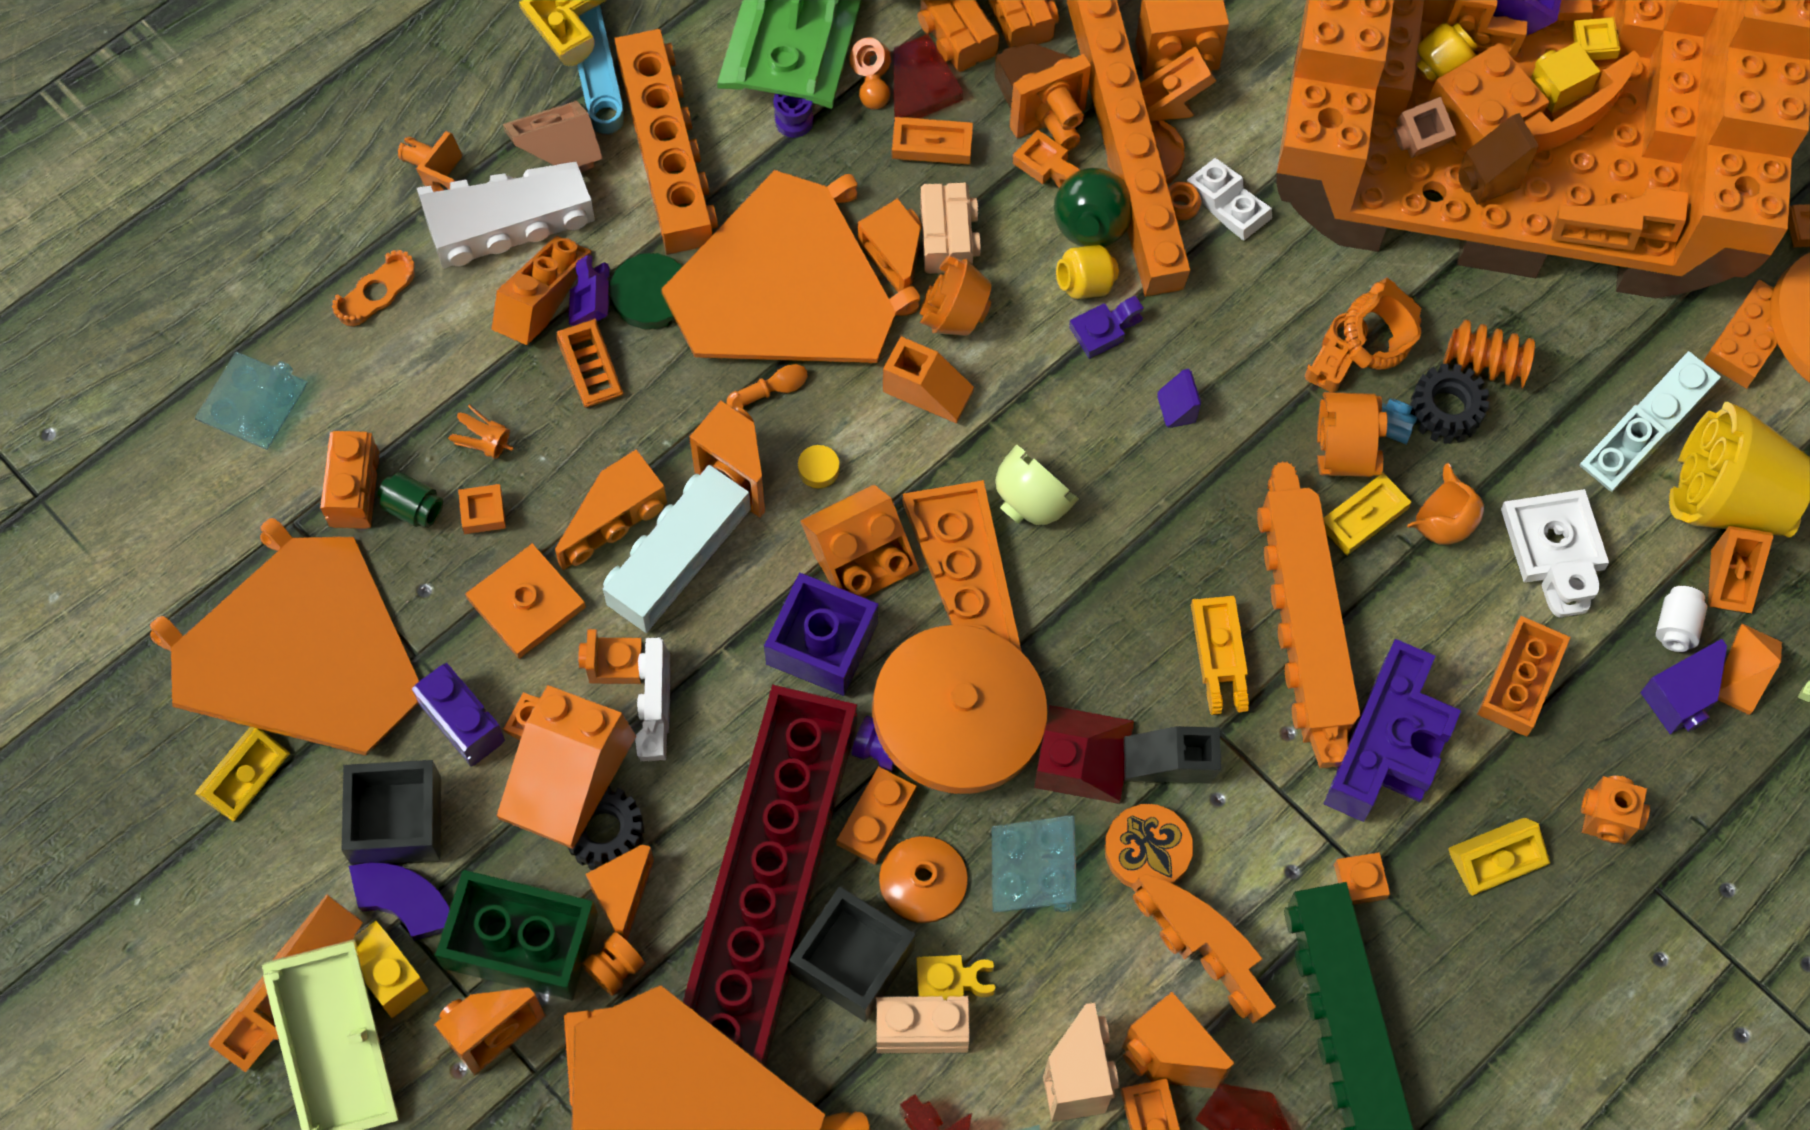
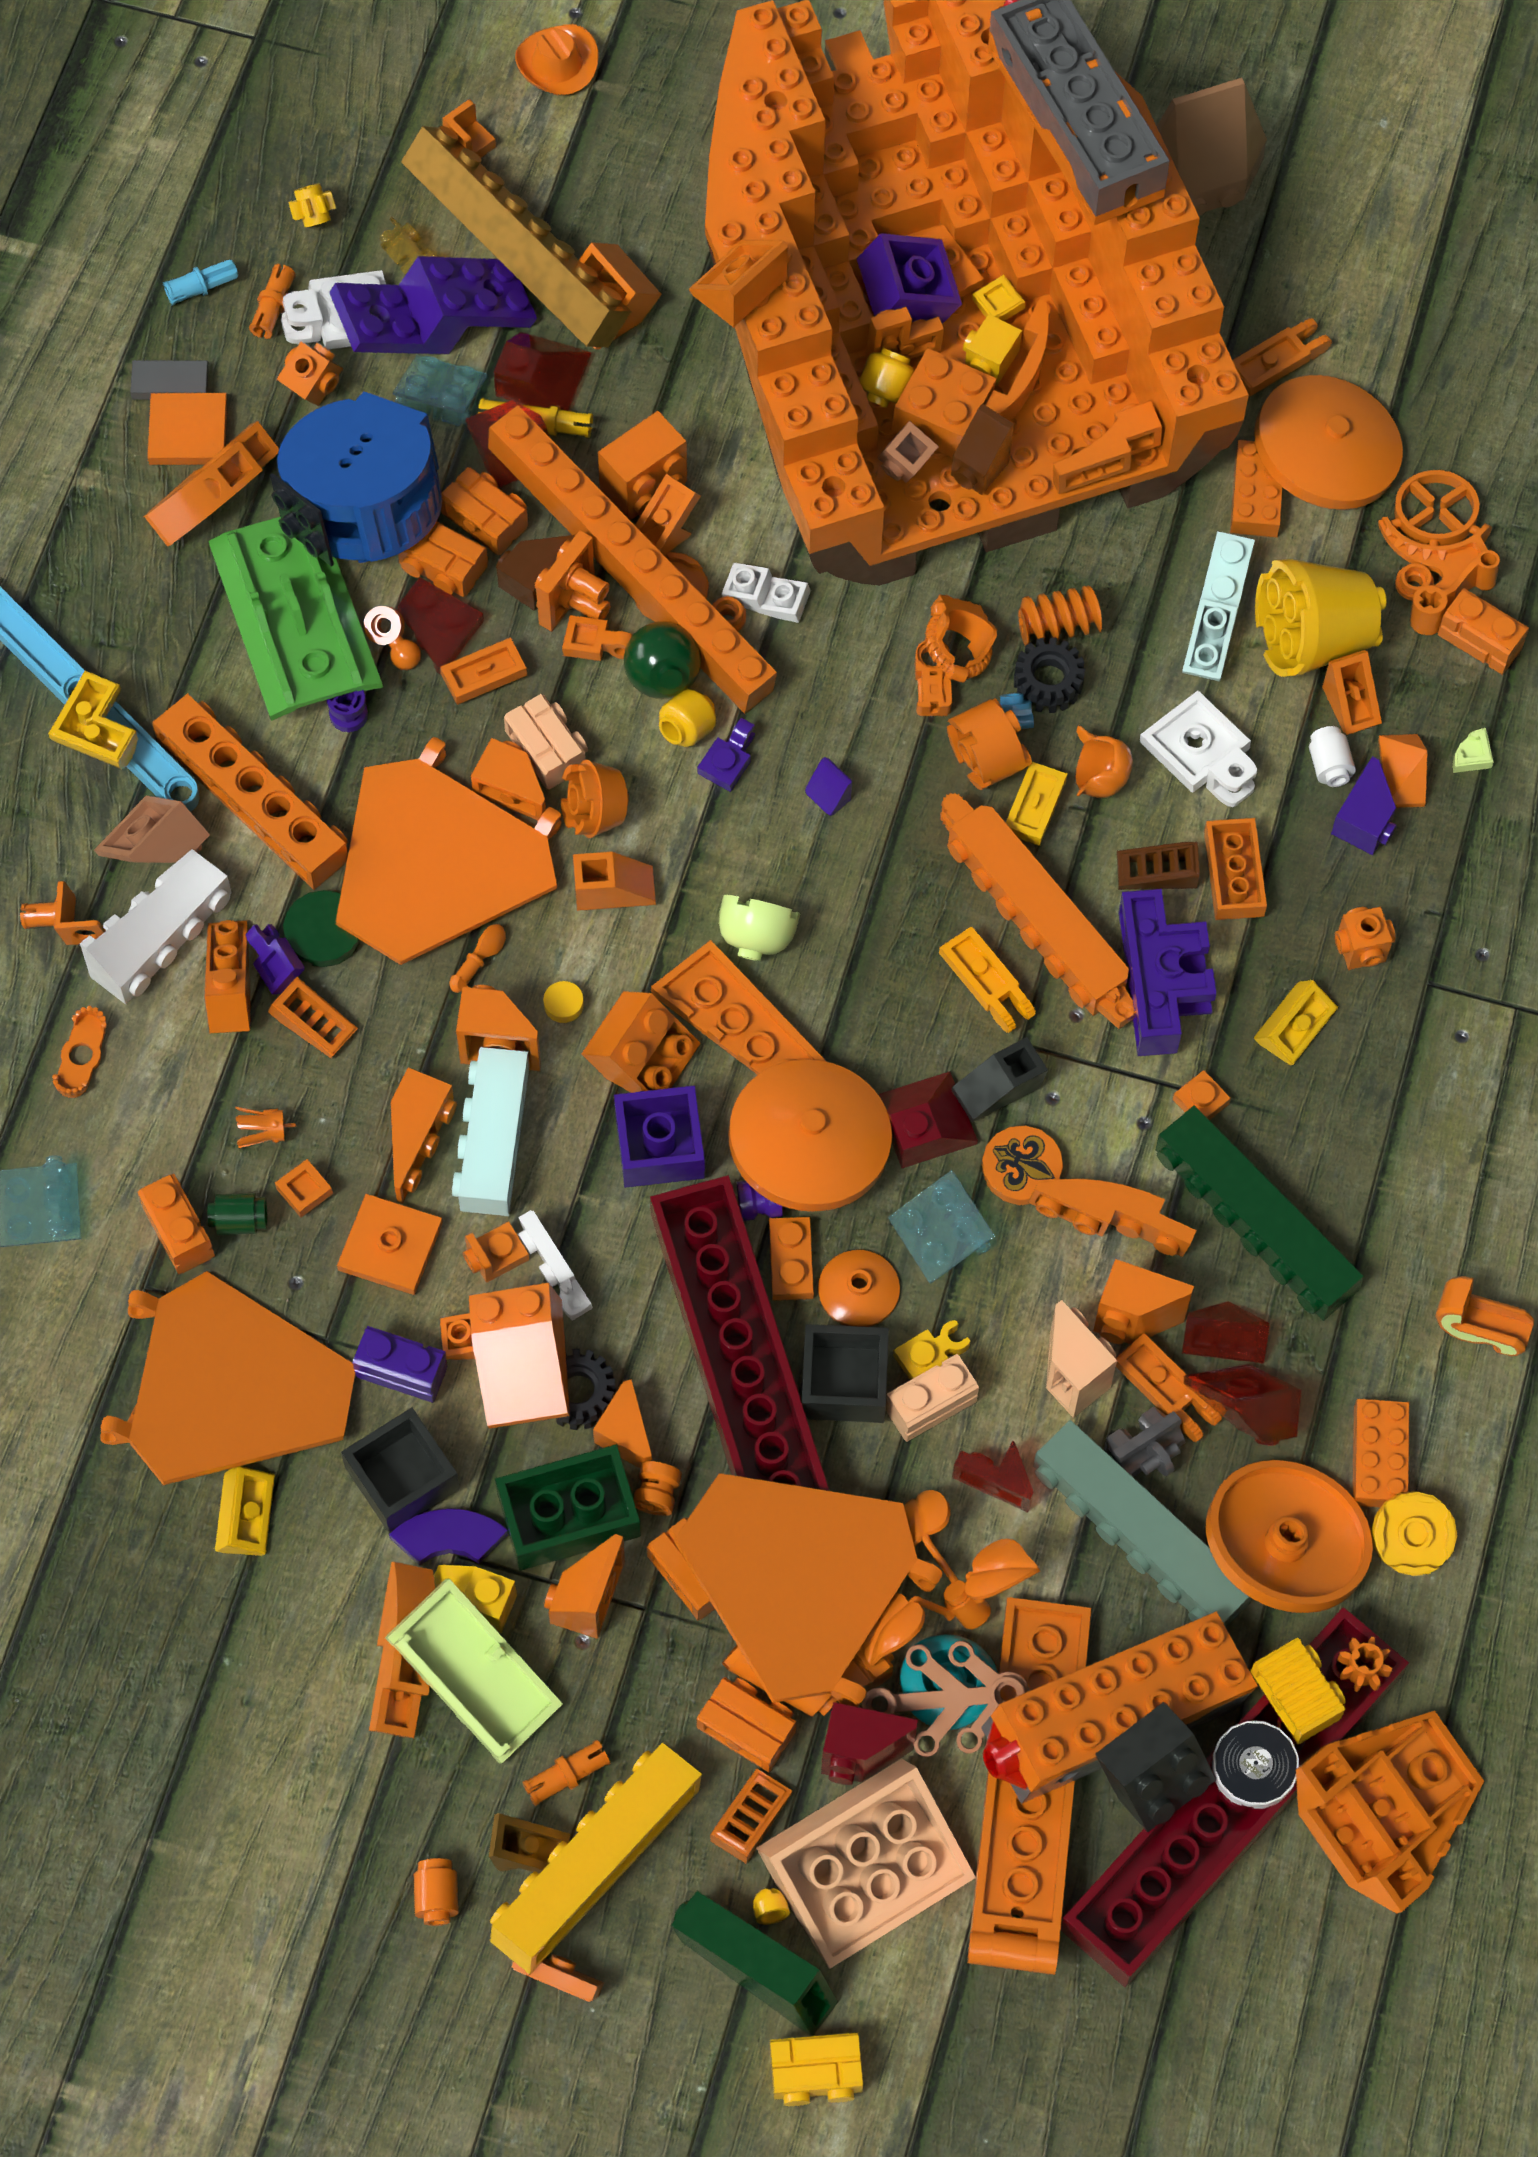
camera: 30 degrees left, 0 degrees up
(1467, 626) = (1157, 854): none -> reddish brown slope

